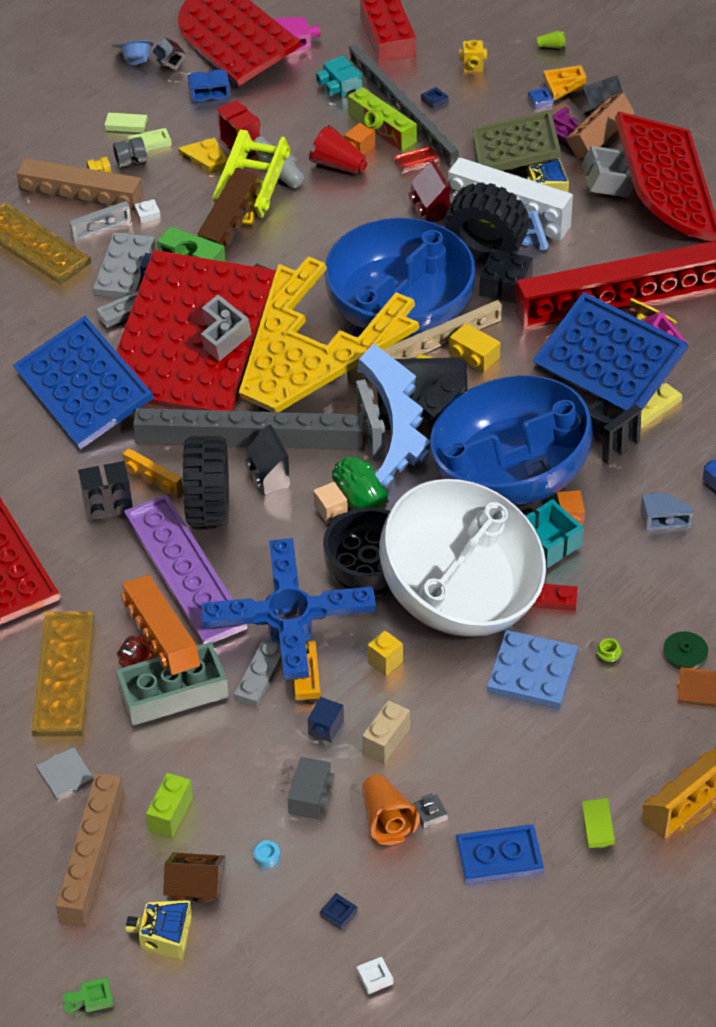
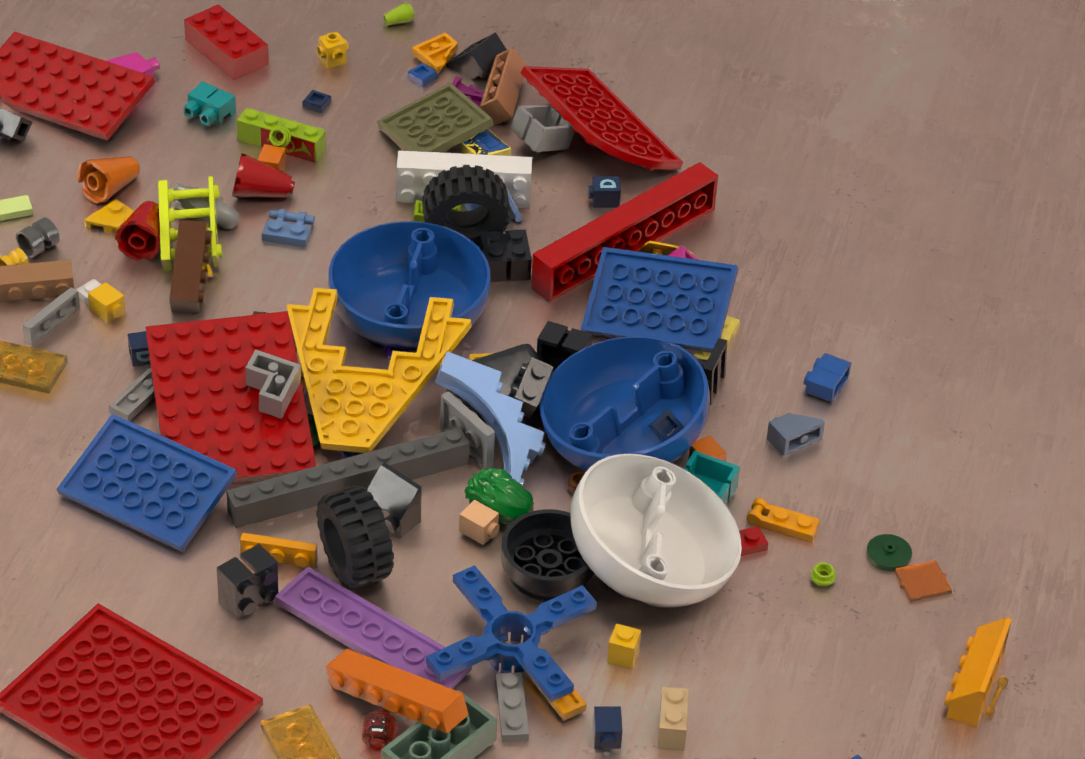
camera: 30 degrees left, 5 degrees down
(121, 265) = (104, 354): light grey plate -> none
(150, 221) = (106, 302): none -> yellow brick
(154, 139) = (54, 213): yellowish green tile -> none
(184, 243) = (160, 312): bright green arch -> none
(206, 115) = (106, 176): none -> orange cone
(207, 169) = (140, 232): none -> red cone
(209, 85) = (75, 147): blue brick -> none
(233, 118) = (139, 178): red piece -> none
(336, 204) = (285, 232): none -> medium blue plate
(401, 103) = (261, 101): dark grey plate -> none
(416, 159) = (339, 167): clear red tile -> none
(430, 194) = (382, 194): dark red slope -> none
(437, 336) = (481, 328): tan tile -> none
(474, 347) = (516, 329): yellow brick -> none
(493, 364) = (558, 343): none -> black piece
(532, 669) = (765, 615): medium blue plate -> none
(598, 823) = (917, 732): lime slope -> none
(605, 589) = (782, 520): none -> light orange plate
(632, 243) = (605, 192): none -> dark blue brick

